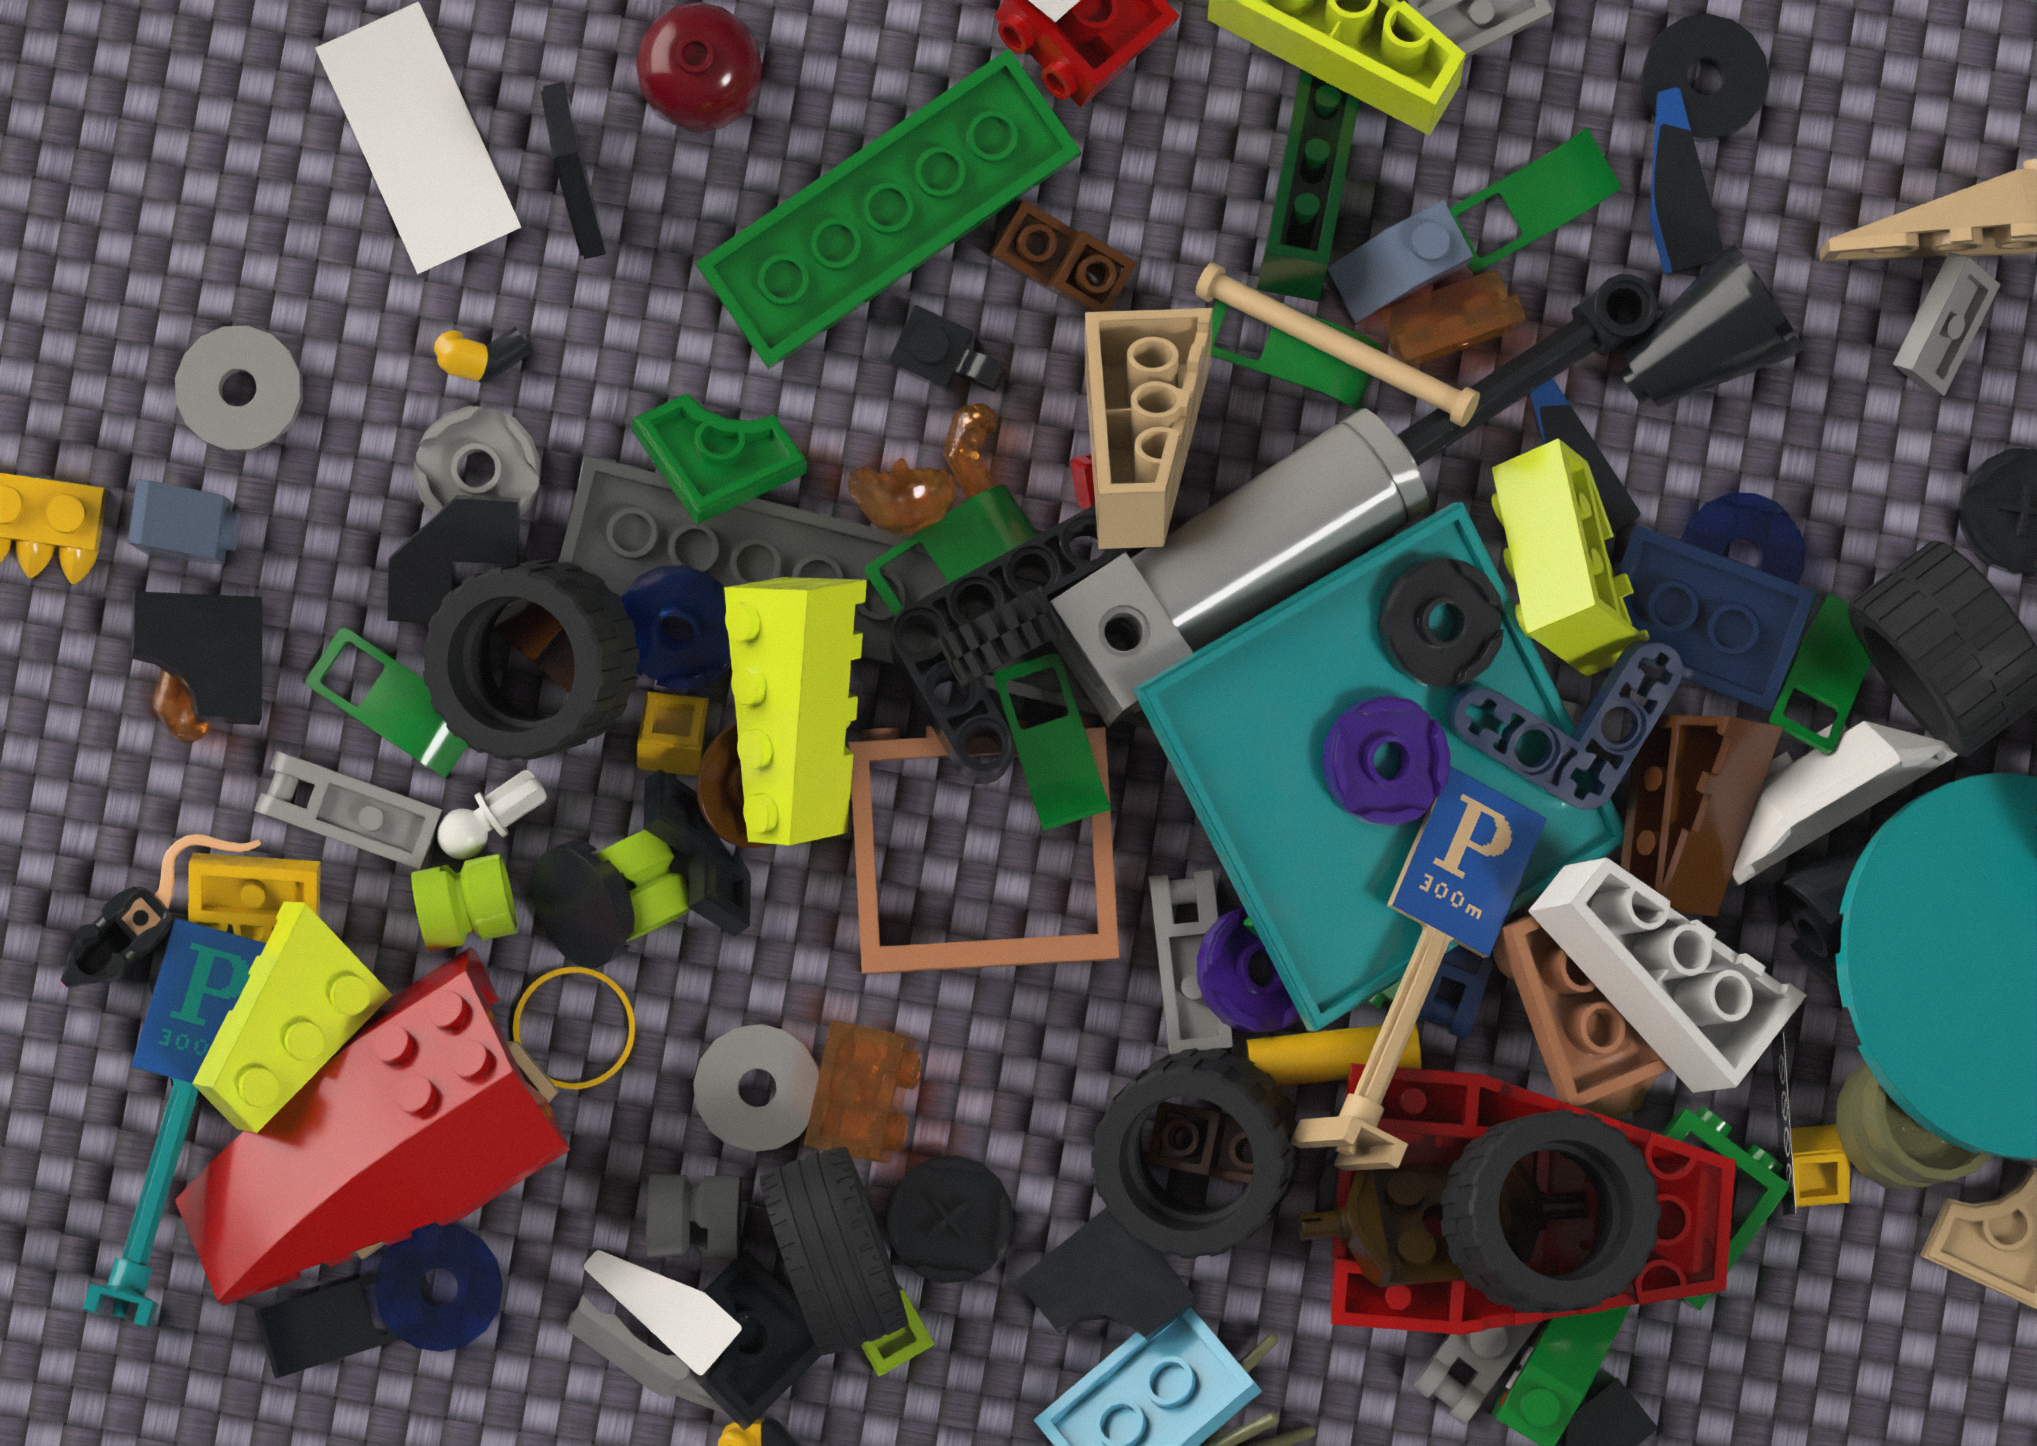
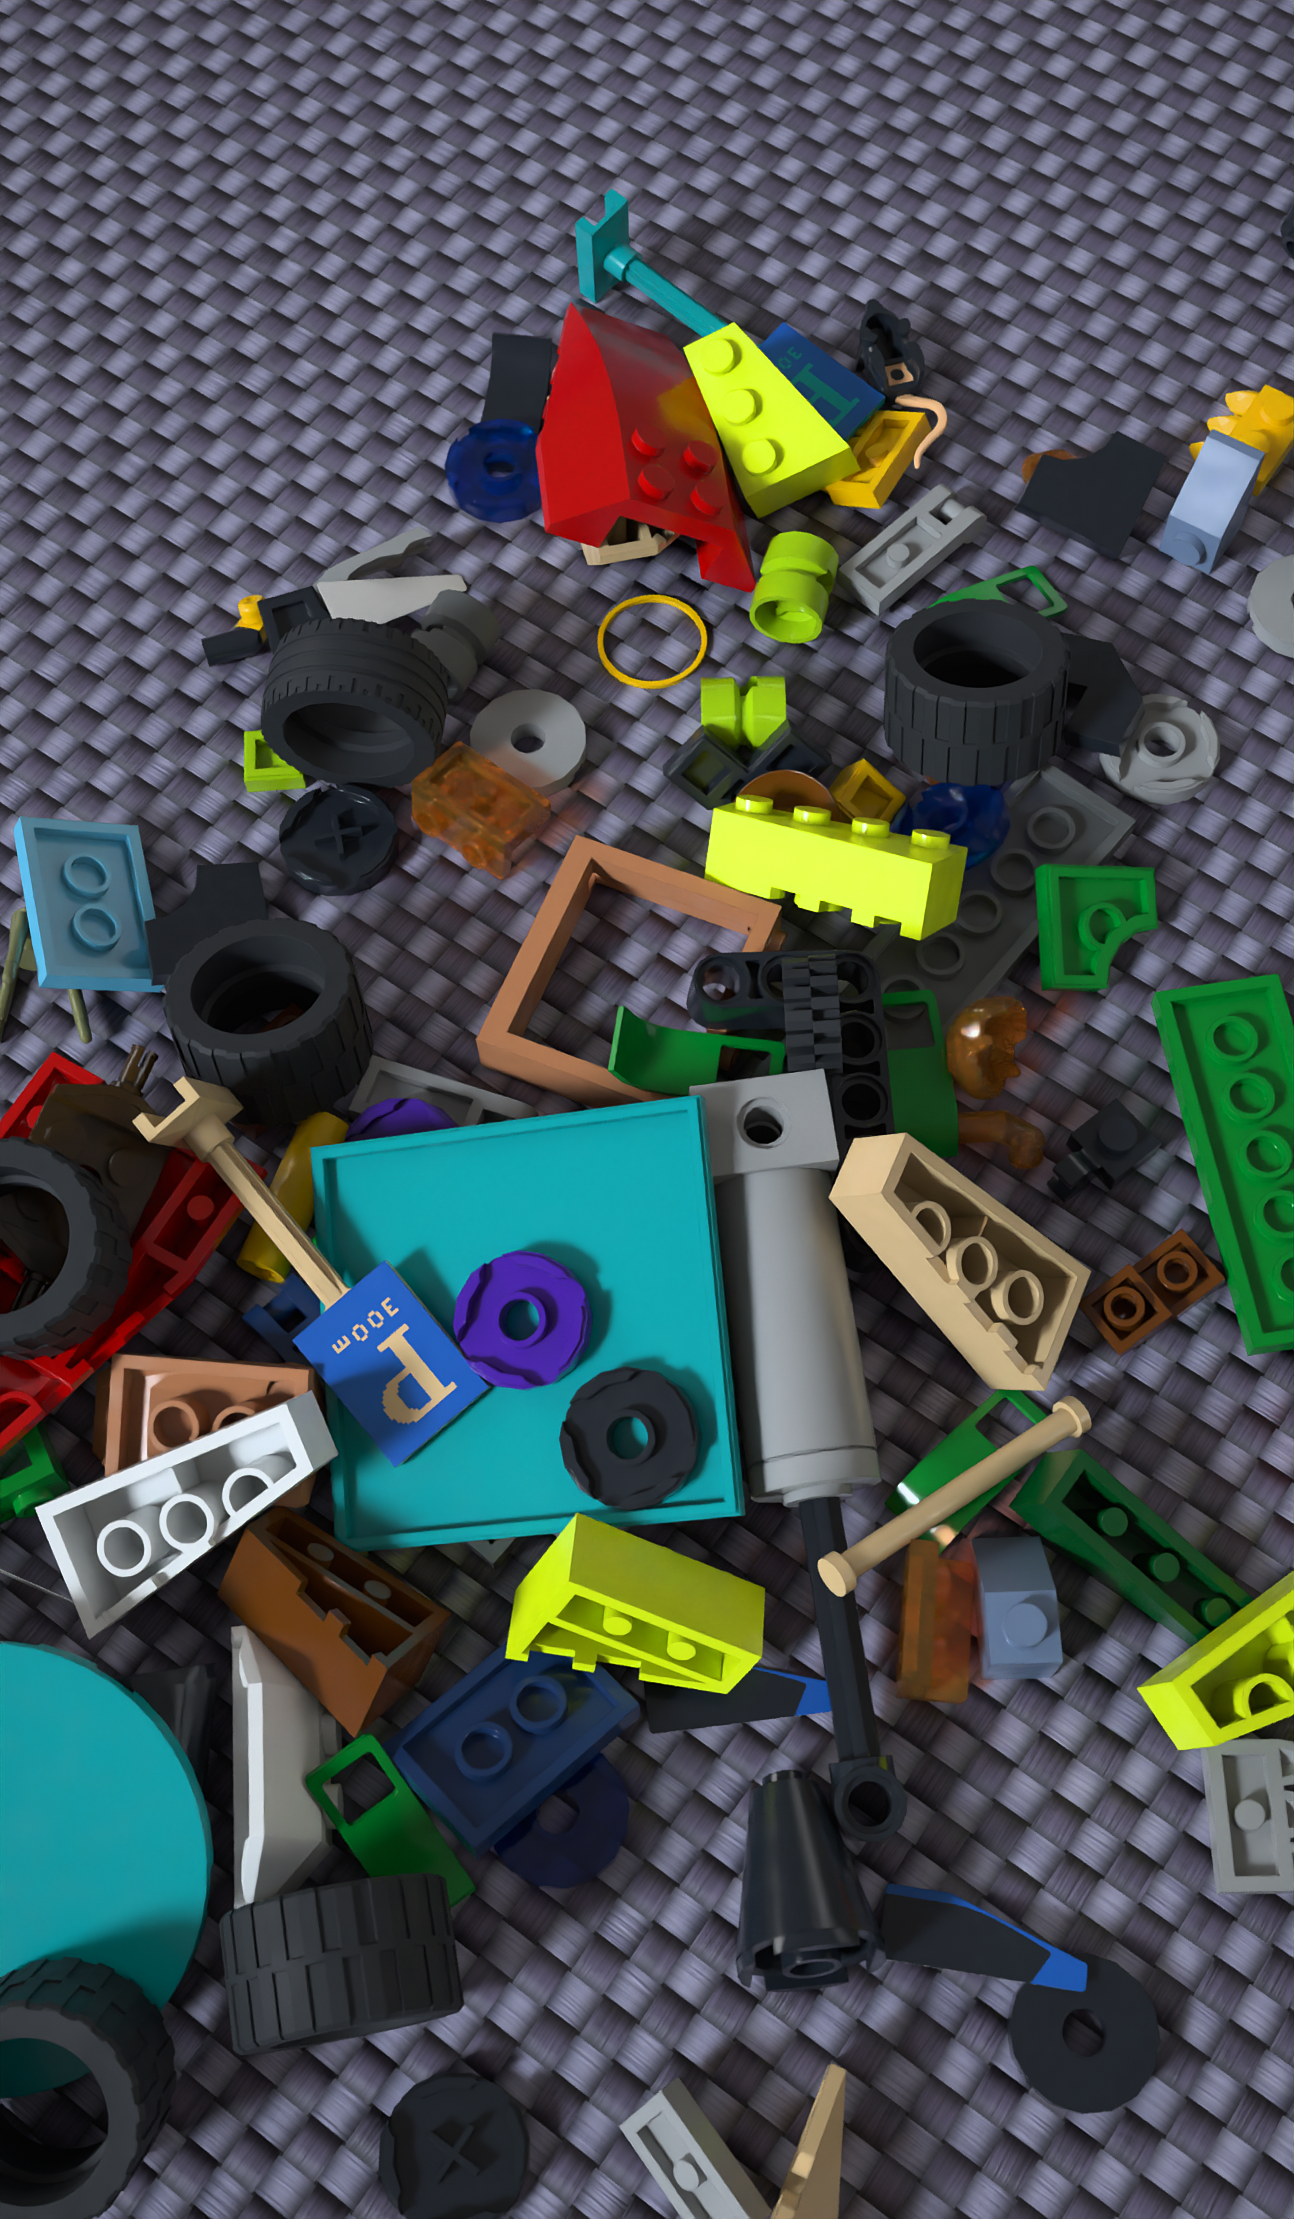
camera: 120 degrees right, 20 degrees down
(465, 831) = (857, 639): white axle -> none
(477, 360) = (1256, 781): arm -> none
(583, 904) = (746, 661): black tile -> none
(1547, 193) = (1024, 1788): green piece -> none
(1567, 752) = (447, 1512): dark blue beam -> none

